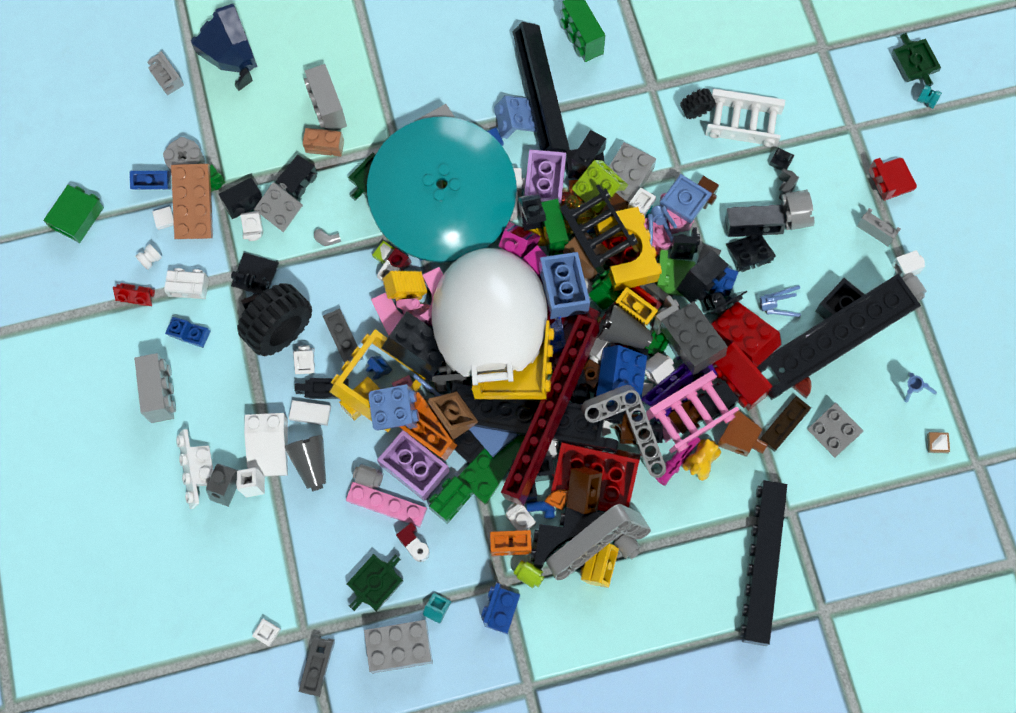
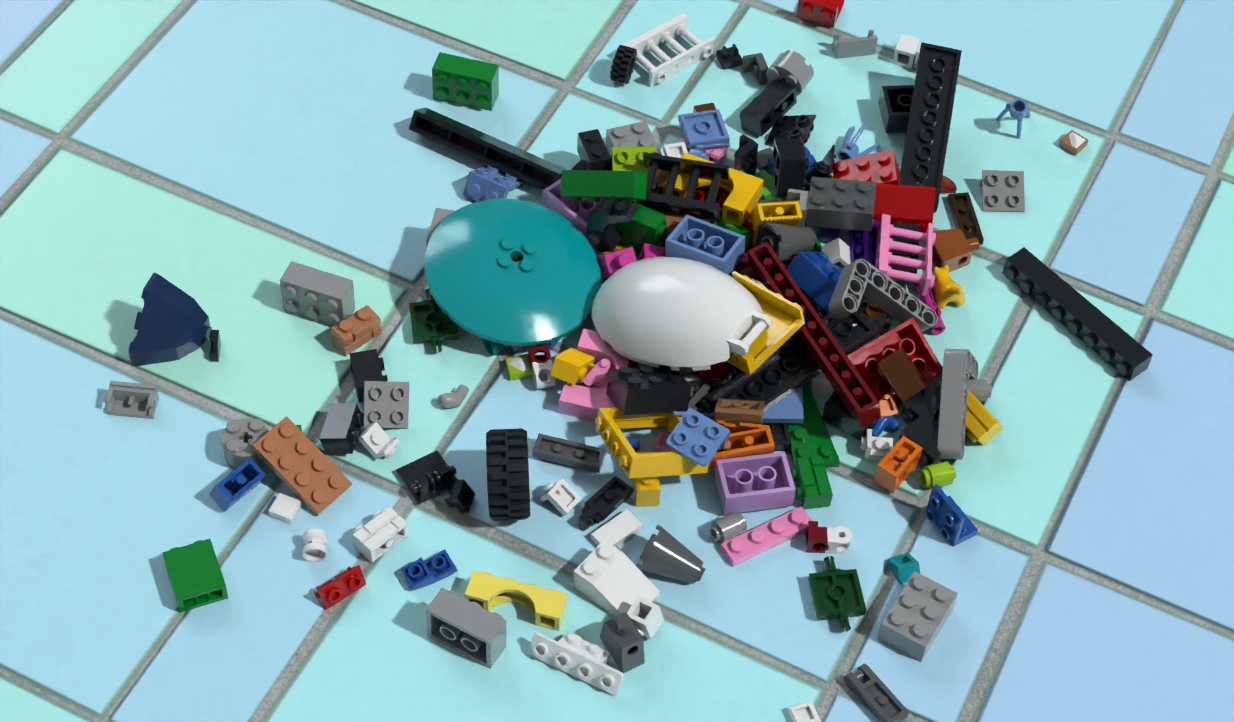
camera: 55 degrees left, 20 degrees down
(213, 418) = (545, 604): none -> light yellow arch
(550, 183) = (603, 184): none -> green brick

